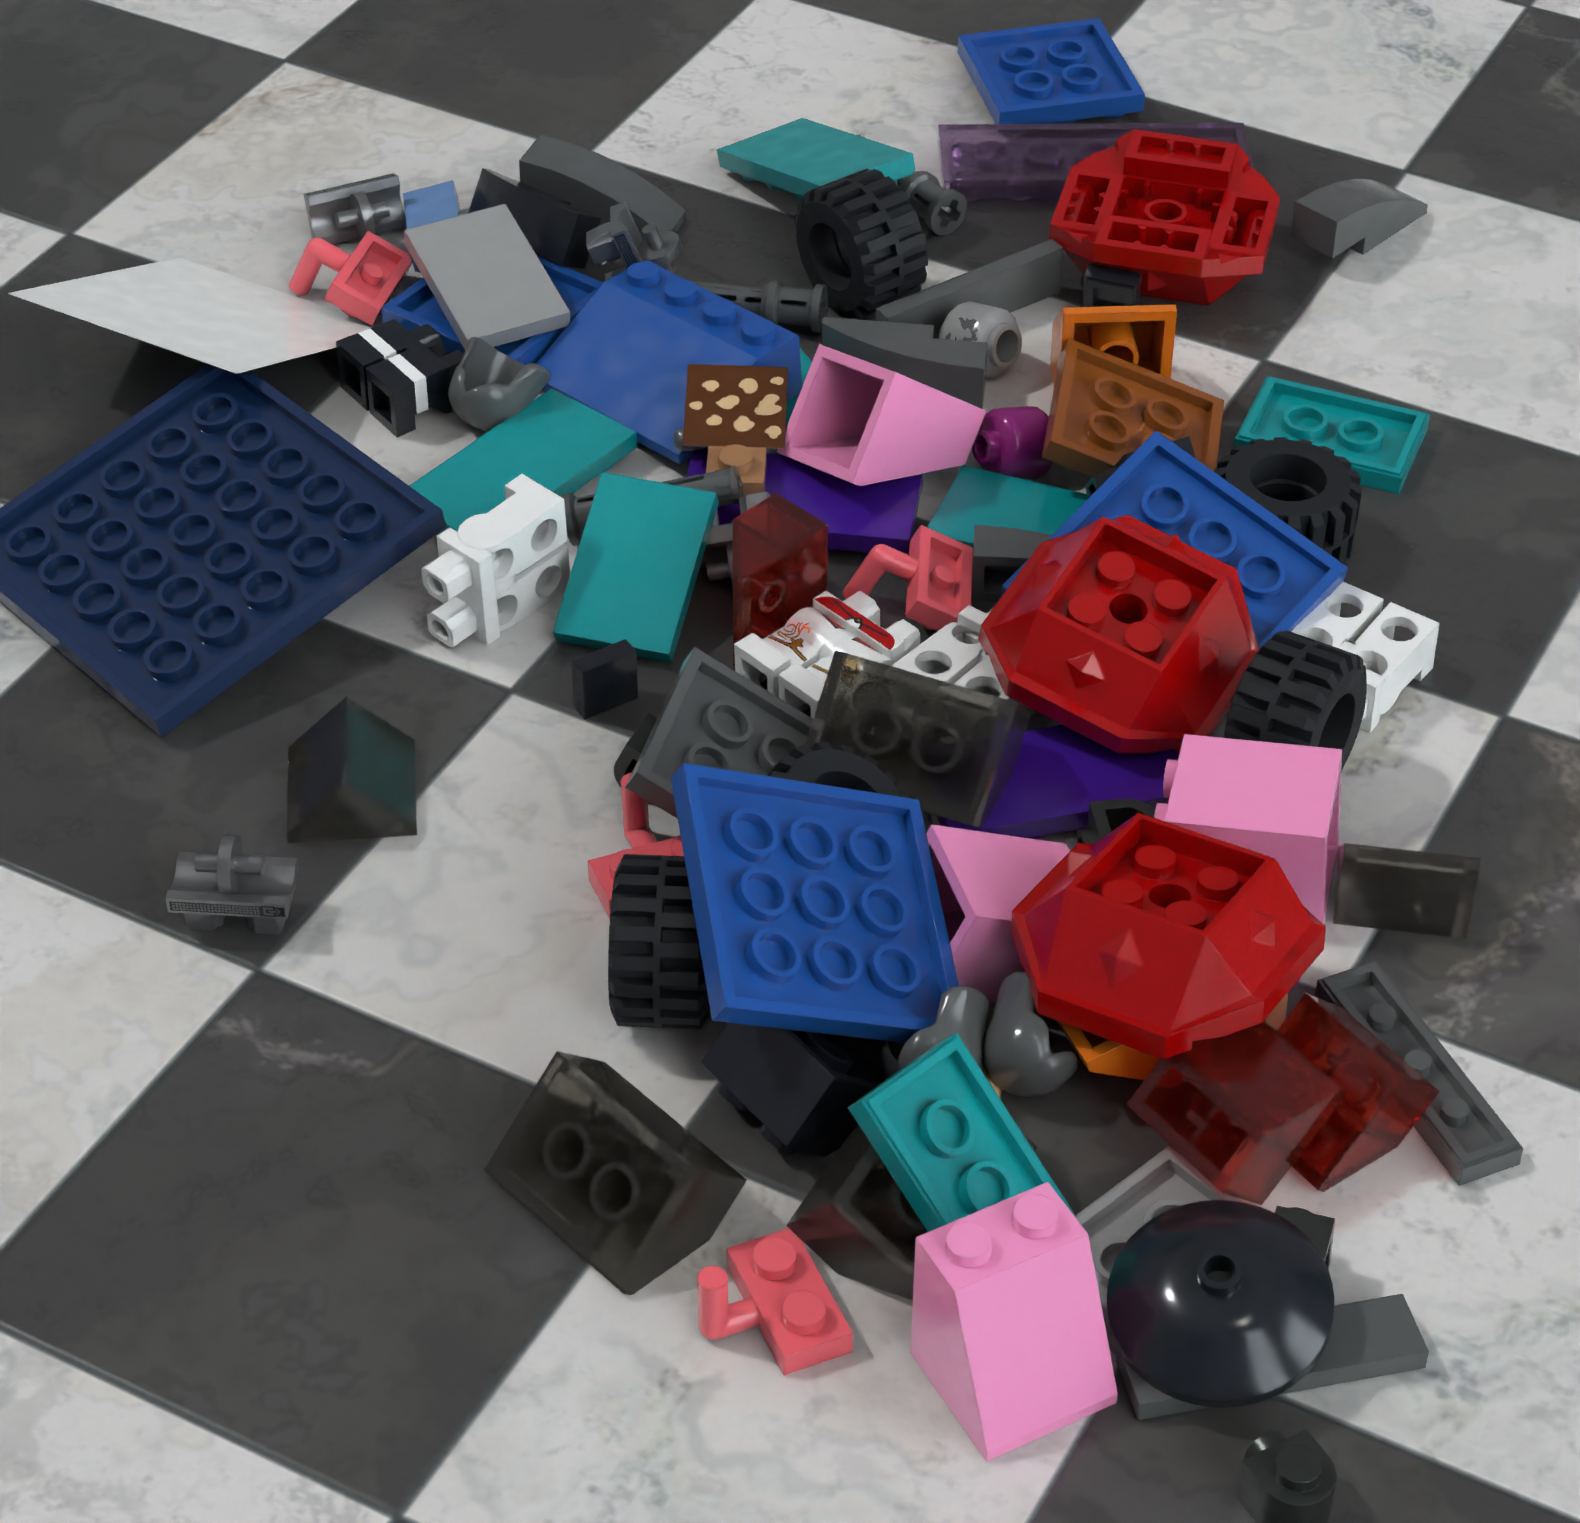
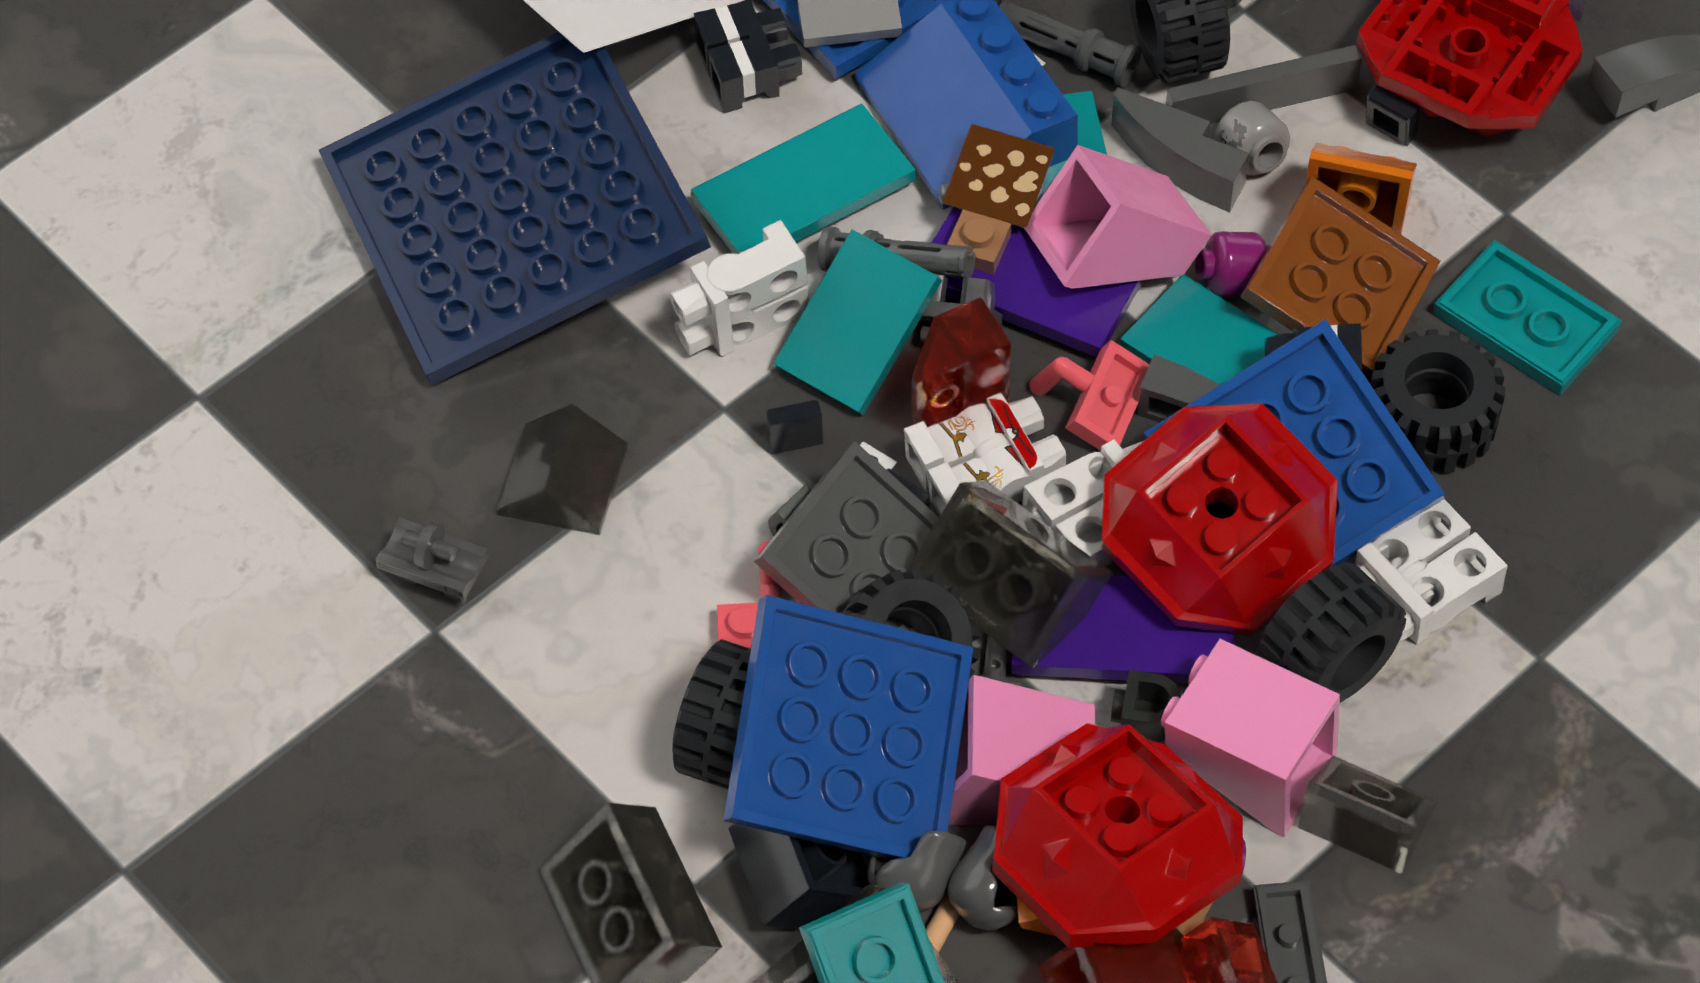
camera: 20 degrees right, 15 degrees up
(493, 385) = (812, 89): dark grey hair -> none

